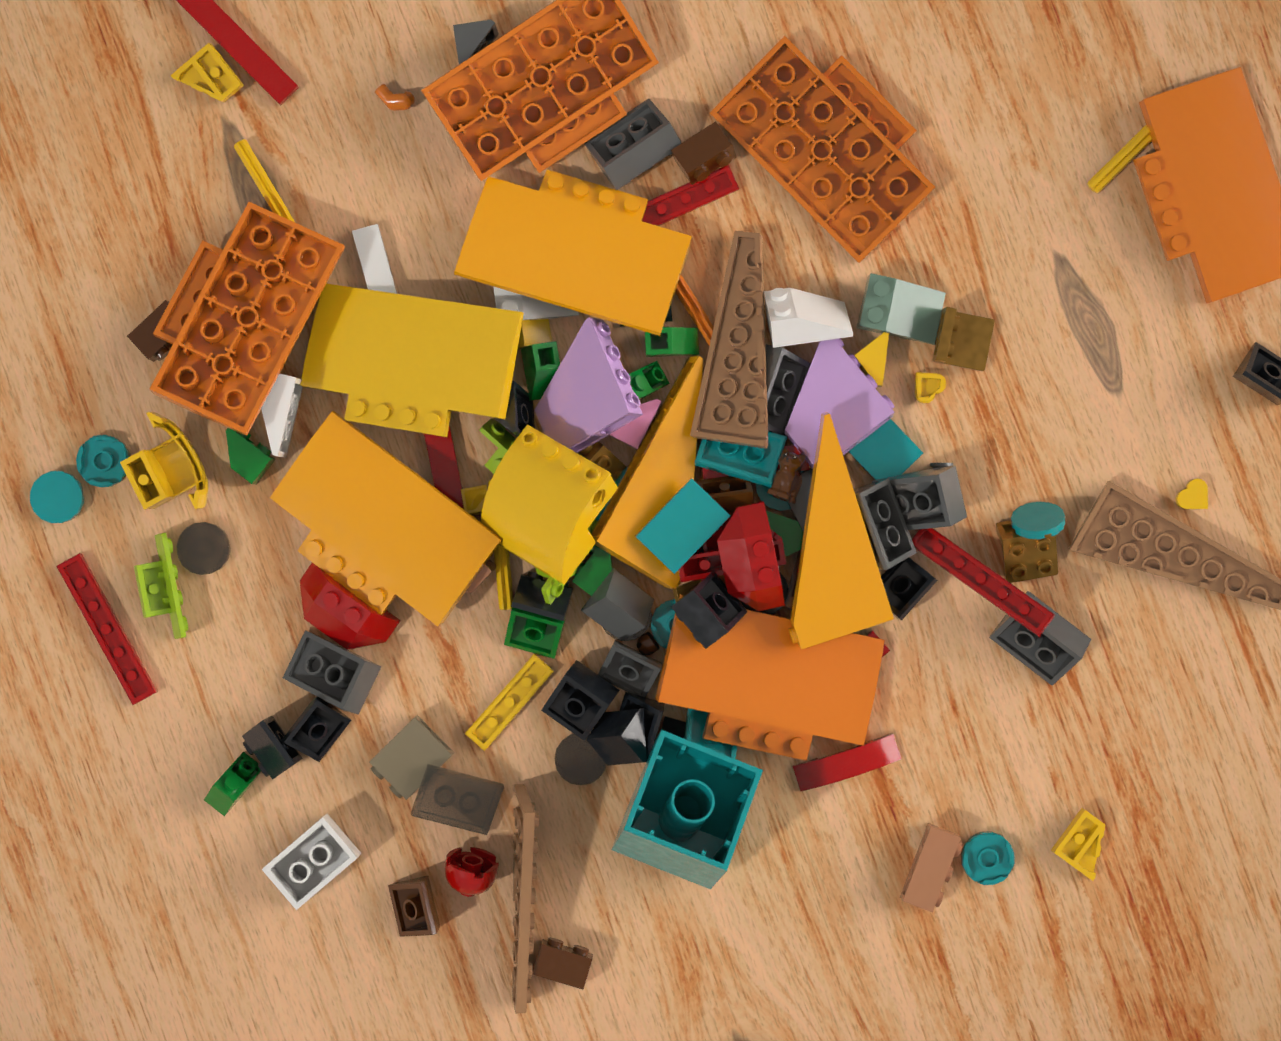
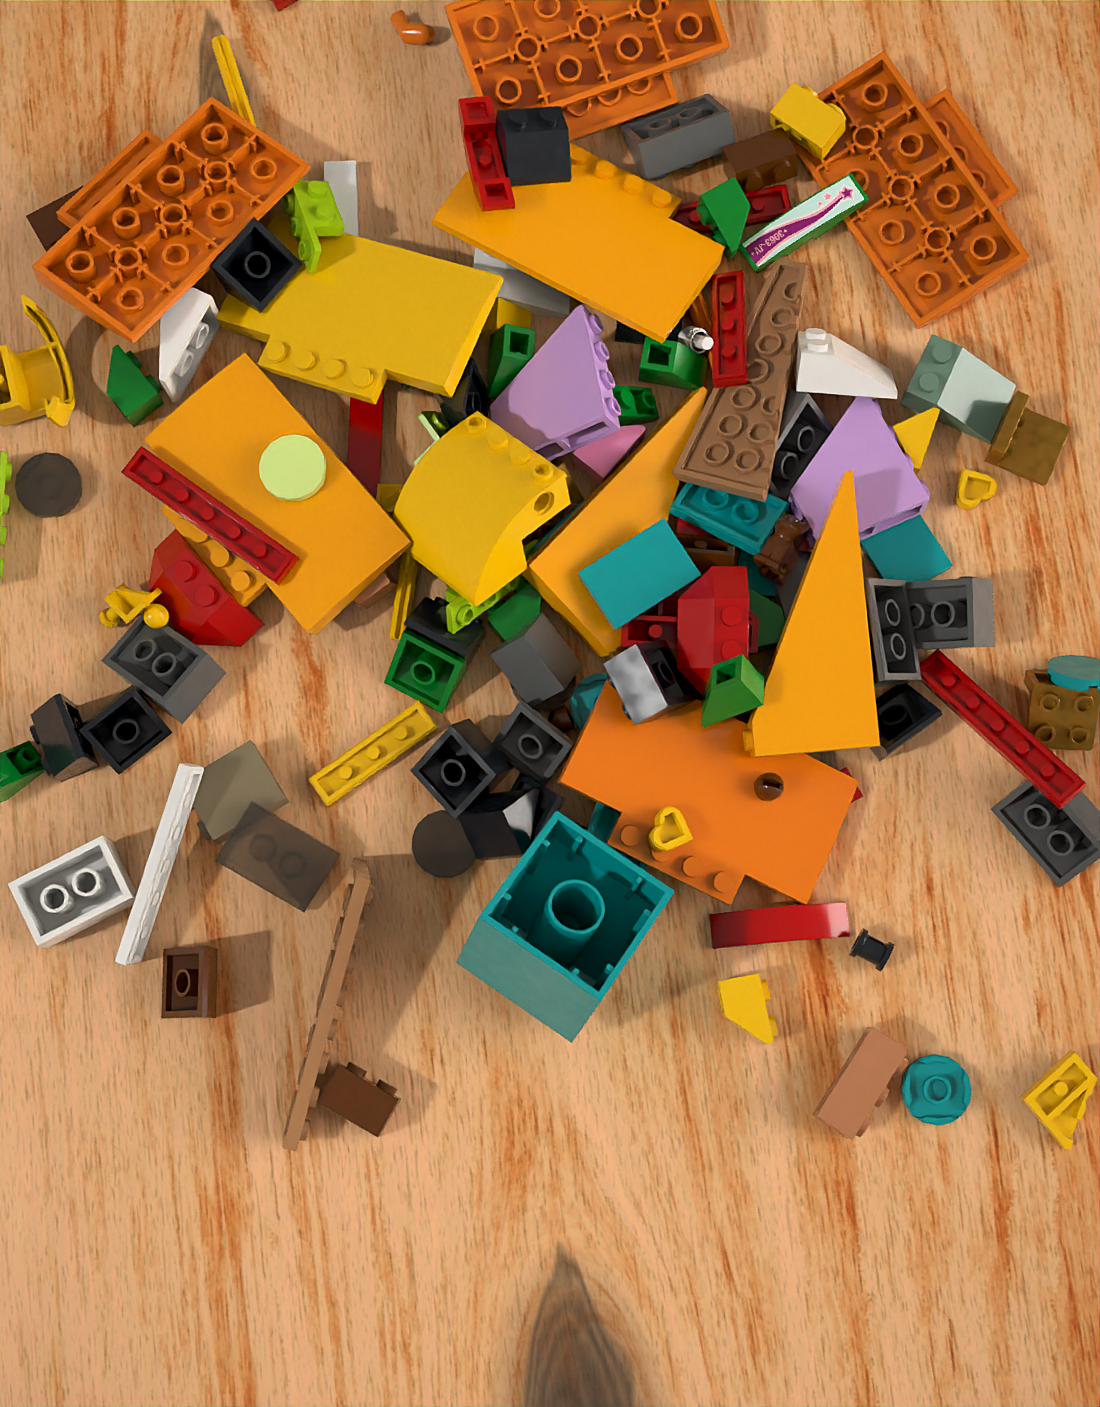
camera: 15 degrees right, 10 degrees down
(295, 633) = (129, 604): none -> yellow piece
(323, 341) = (255, 266): none -> black slope
(338, 551) = (210, 515): none -> red tile
(356, 287) = (312, 214): none -> lime bracket
(371, 826) = (159, 864): none -> white tile
(394, 501) = (293, 468): none -> yellowish green tile
(471, 871) = (270, 953): red cylinder -> none
(483, 208) = (483, 154): none -> red slope
(519, 188) = (534, 145): none -> black slope
(684, 316) = (695, 339): none -> white cylinder
(687, 206) = (726, 213): none -> green slope
(709, 302) = (728, 329): none -> red tile
(735, 111) = (808, 120): none -> yellow brick
(748, 719) = (669, 830): none -> yellow tile
(750, 196) = (803, 222): none -> slope
(773, 604) = (731, 690): none -> green slope
(816, 671) = (765, 792): none -> reddish brown hinge
(832, 829) = (744, 1006): none -> yellow slope
(919, 766) = (871, 949): none -> black bush

